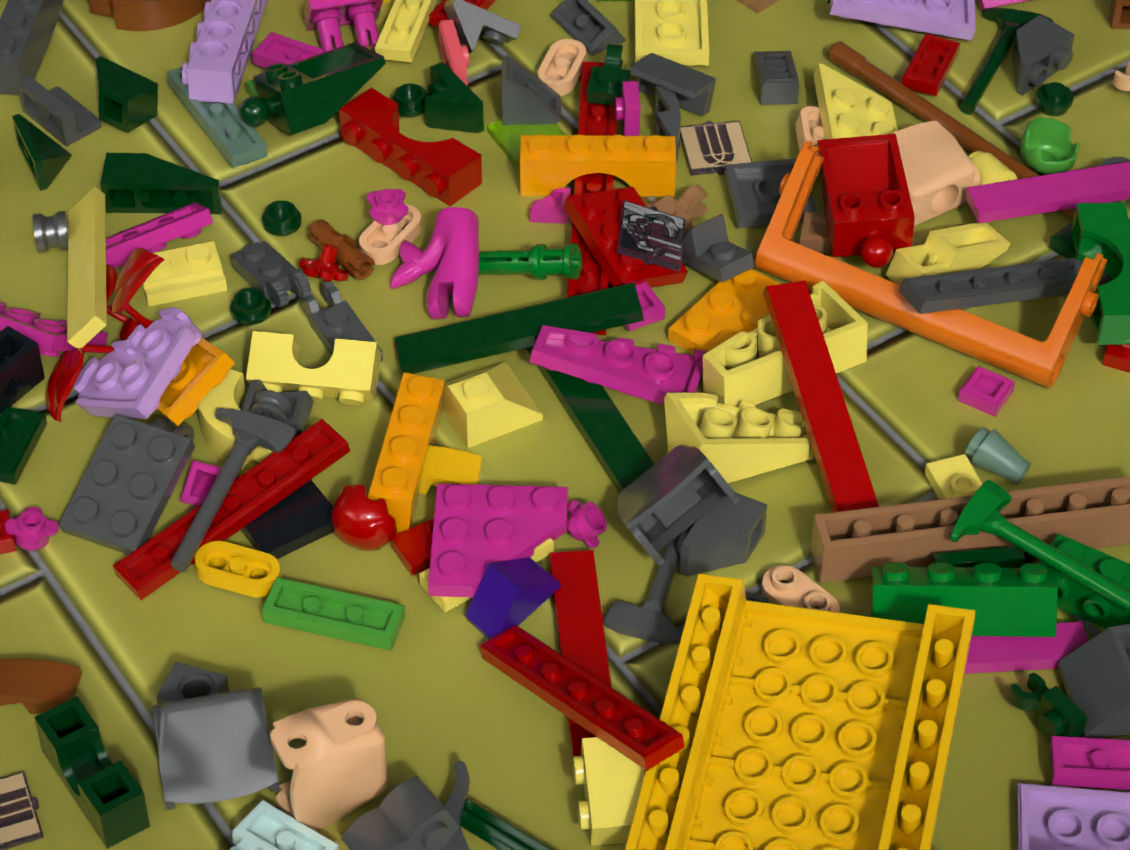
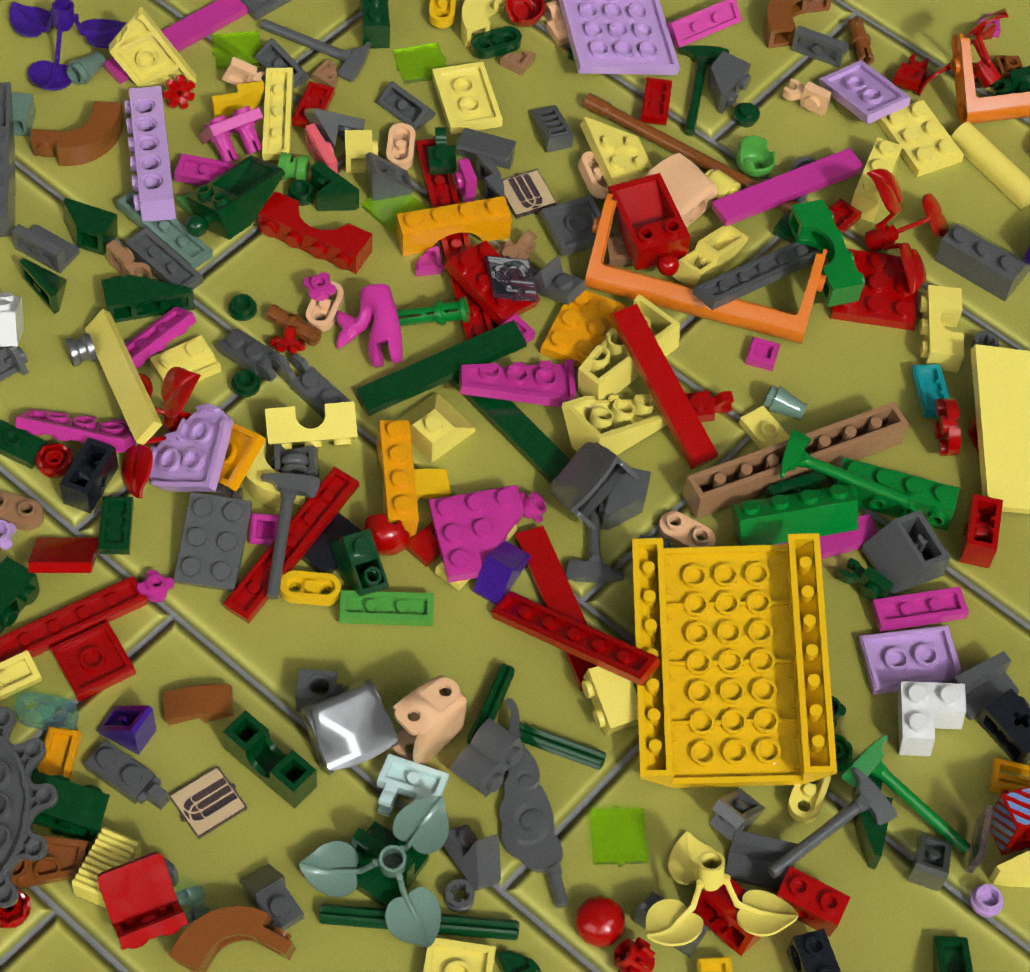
camera: 20 degrees left, 10 degrees up
(149, 139) = (123, 260): none -> medium nougat plate
(199, 147) = (163, 260): none -> dark grey plate
(314, 543) = (360, 562): none -> dark green slope
(409, 68) = (294, 166): none -> bright green wheel
(451, 750) = (493, 698): none -> dark green axle
(495, 50) = (357, 145): none -> light yellow brick
(879, 442) = (707, 406): none -> red plate

